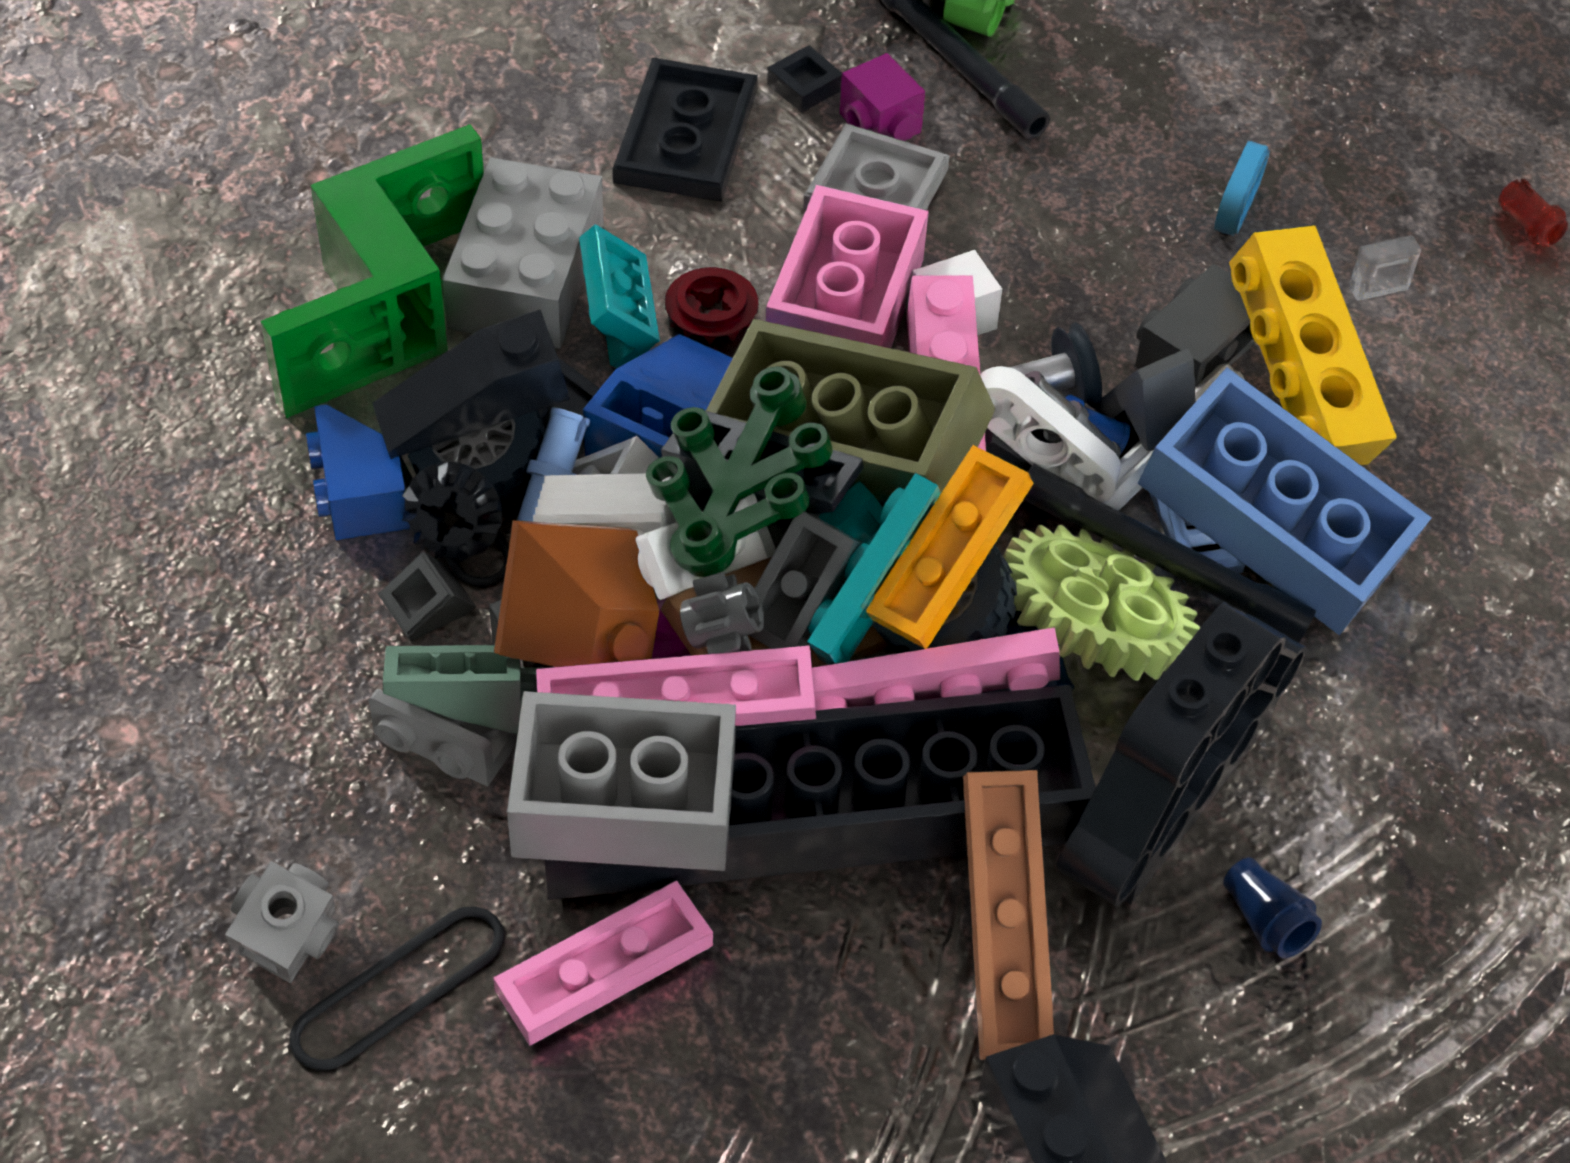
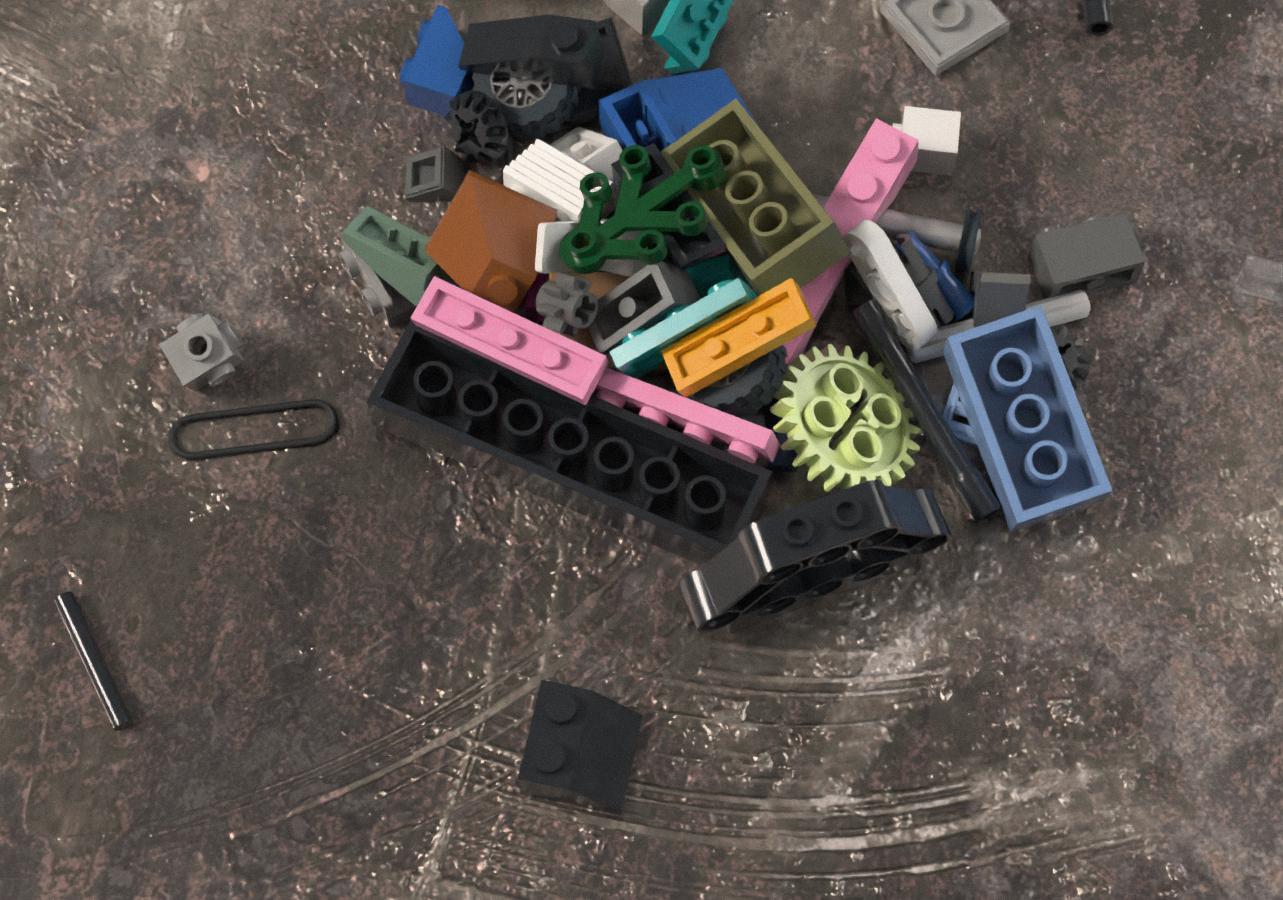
camera: 35 degrees right, 15 degrees up
(555, 456) = (564, 123): light blue pin -> none
(603, 962) = (375, 484): bright pink plate -> none
(622, 781) = (430, 382): light grey brick -> none
(705, 288) = (767, 40): dark red gear -> none
(850, 267) = (850, 83): bright pink brick -> none
(1008, 909) = (624, 597): nougat plate -> none
(1242, 188) = (1208, 158): dark azure tile -> none
(1274, 910) = (808, 691): dark blue cone -> none
(1311, 340) = (1171, 249): yellow brick -> none

